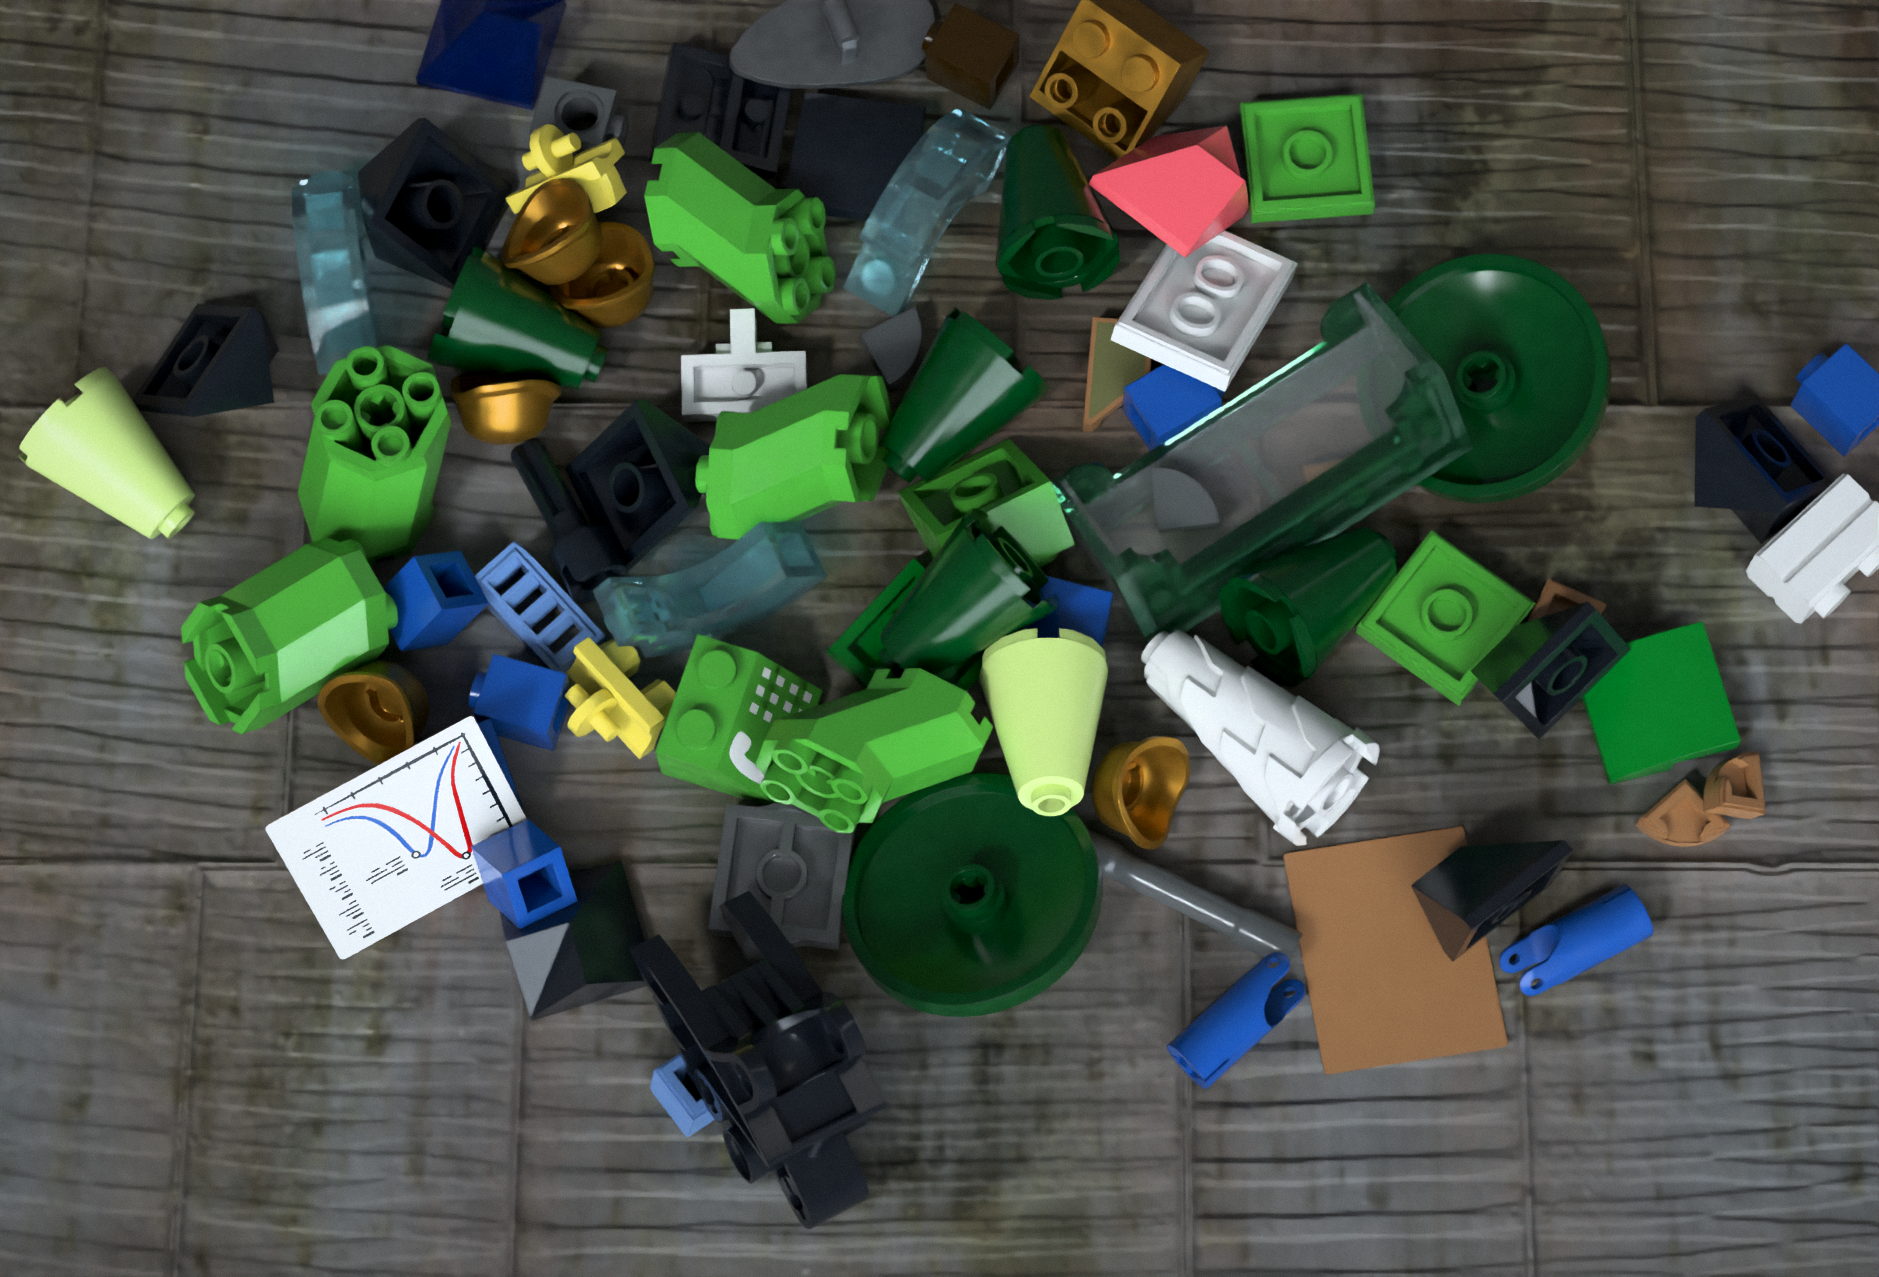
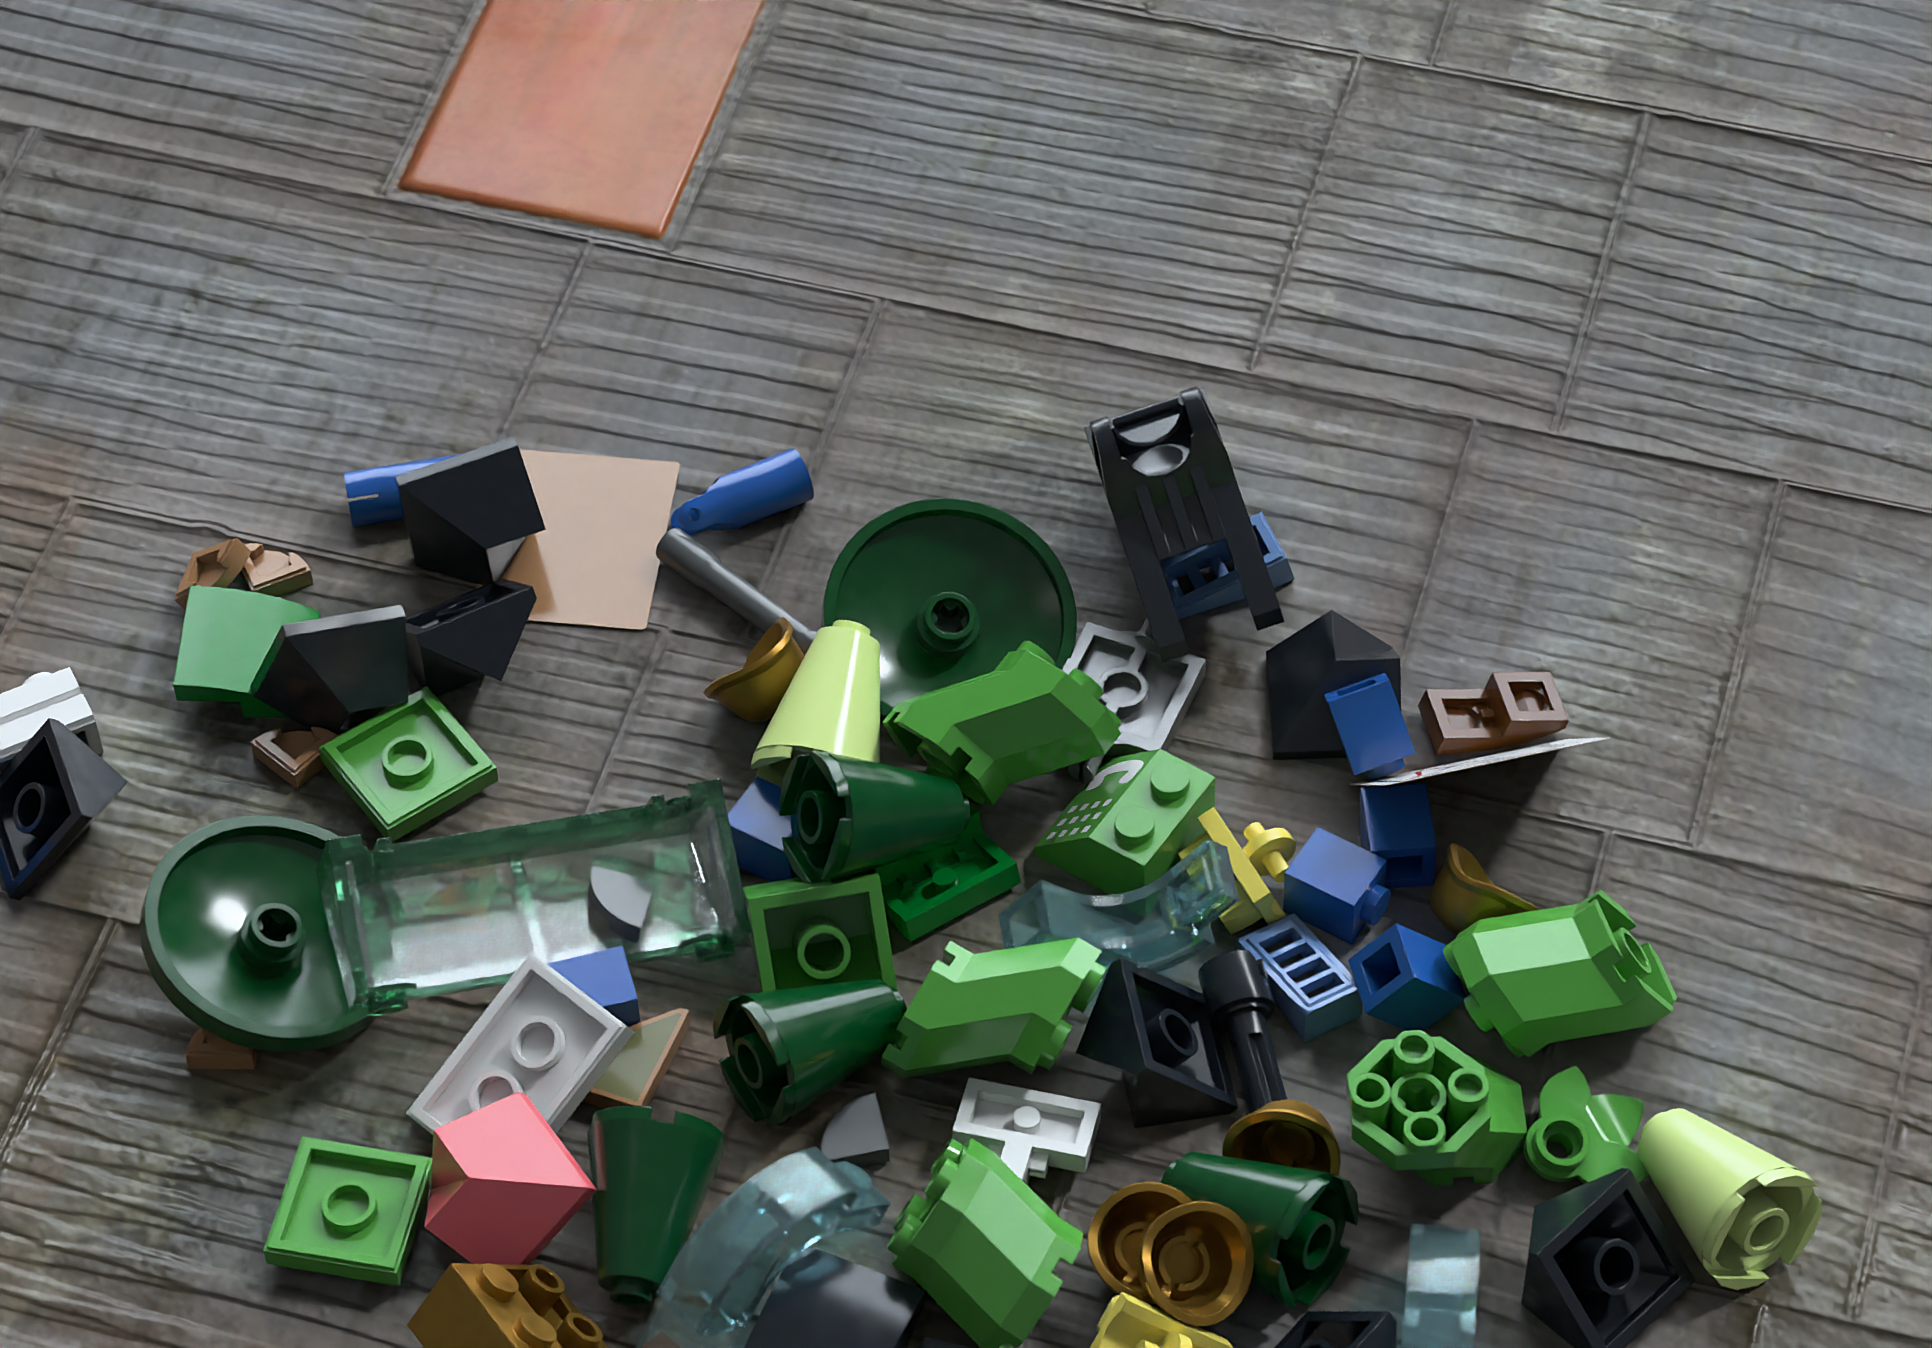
camera: 165 degrees left, 20 degrees down
(241, 511) = (1589, 1127): none -> bright green plate
(414, 961) = (1503, 714): none -> reddish brown slope
(1275, 744) = (623, 680): white cone -> none
(1307, 601) = (529, 778): dark green cone -> none
(1451, 768) = (468, 635): none -> black slope

